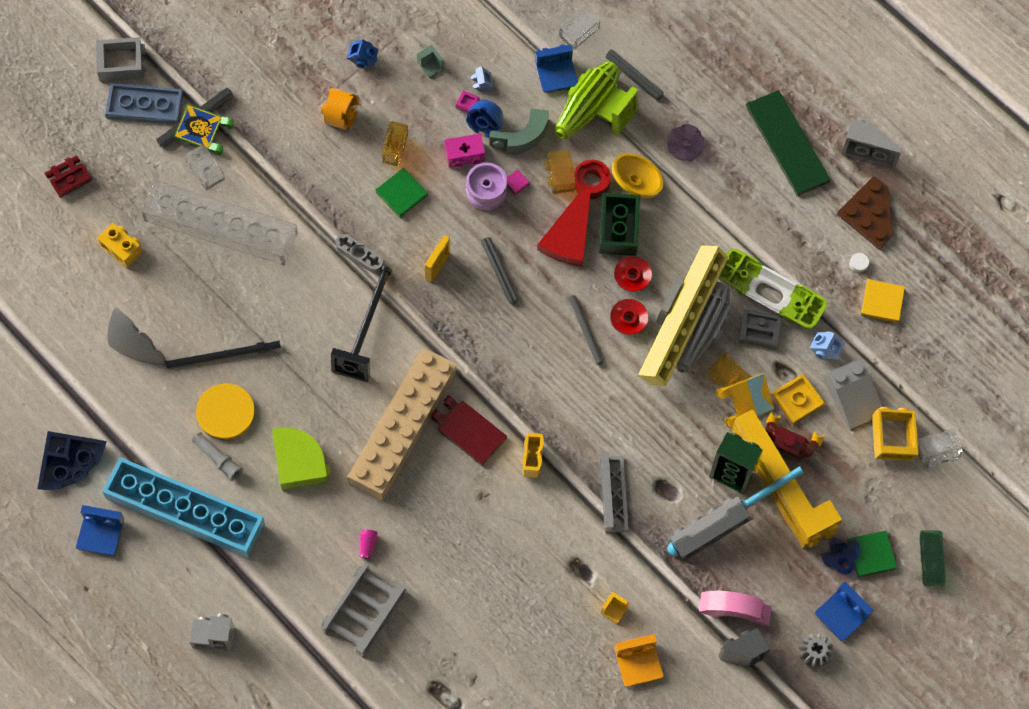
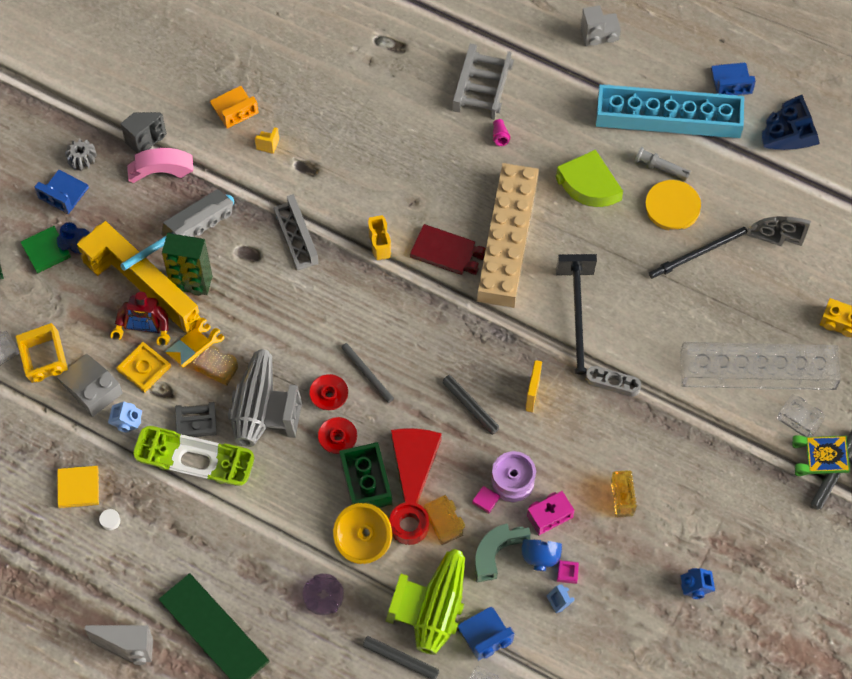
camera: 165 degrees right, 5 degrees down
(340, 109) = (694, 512): light orange brick -> none
(401, 192) = (597, 454): green tile -> none
(430, 61) = (623, 603): sand green panel -> none
(683, 316) = (272, 390): light yellow brick -> none
(870, 213) = (108, 578): reddish brown plate -> none

